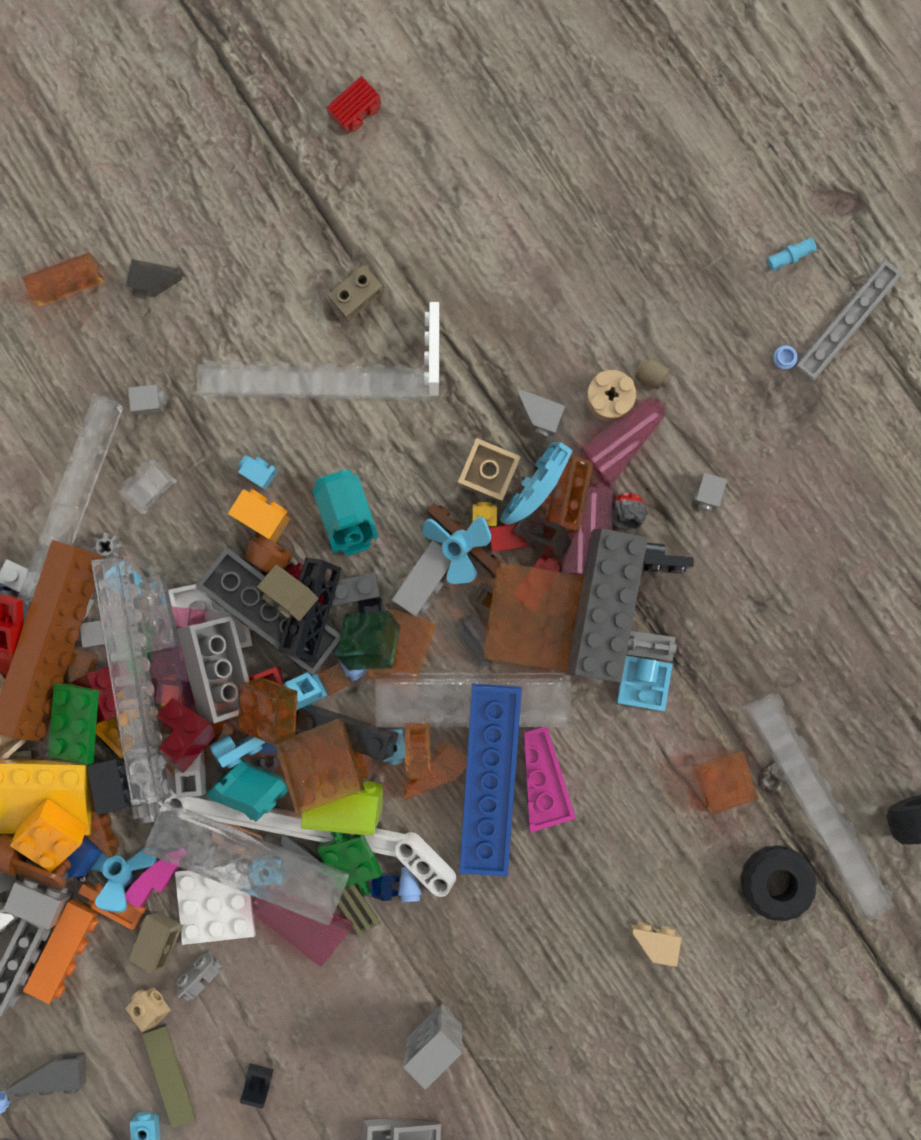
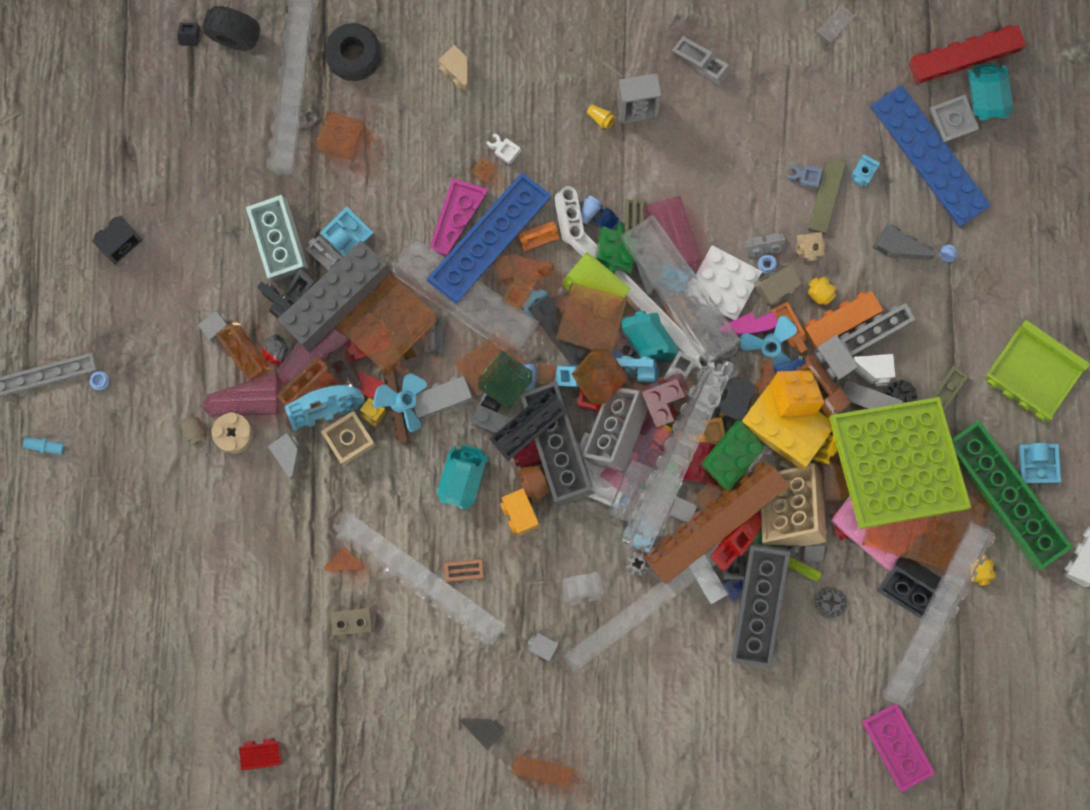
camera: 140 degrees left, 5 degrees down
(104, 967) = (821, 290): none -> yellow head
(177, 961) = (767, 258): none -> light blue plate
(200, 1084) = (808, 176): none -> sand blue plate
(256, 1086) = (772, 151): black bracket -> none
(257, 471) = (502, 546): medium azure brick -> none
(287, 428) = (463, 578): none -> nougat tile
(287, 592) = (534, 441): dark tan brick -> none
(405, 347) = (344, 561): none -> clear orange slope
(431, 357) = (330, 538): white plate -> none
(442, 820) = (538, 236): none -> orange hinge
(465, 997) = (601, 116): none -> yellow cone
(541, 888) = (504, 150): none -> white plate
(549, 850) = (484, 170): none -> clear orange plate
(651, 591) = (299, 286): none -> dark grey slope
(661, 485) = (243, 351): none -> clear orange brick
(712, 627) = (277, 238): none -> light aqua brick
(875, 509) = (117, 239): none -> black brick

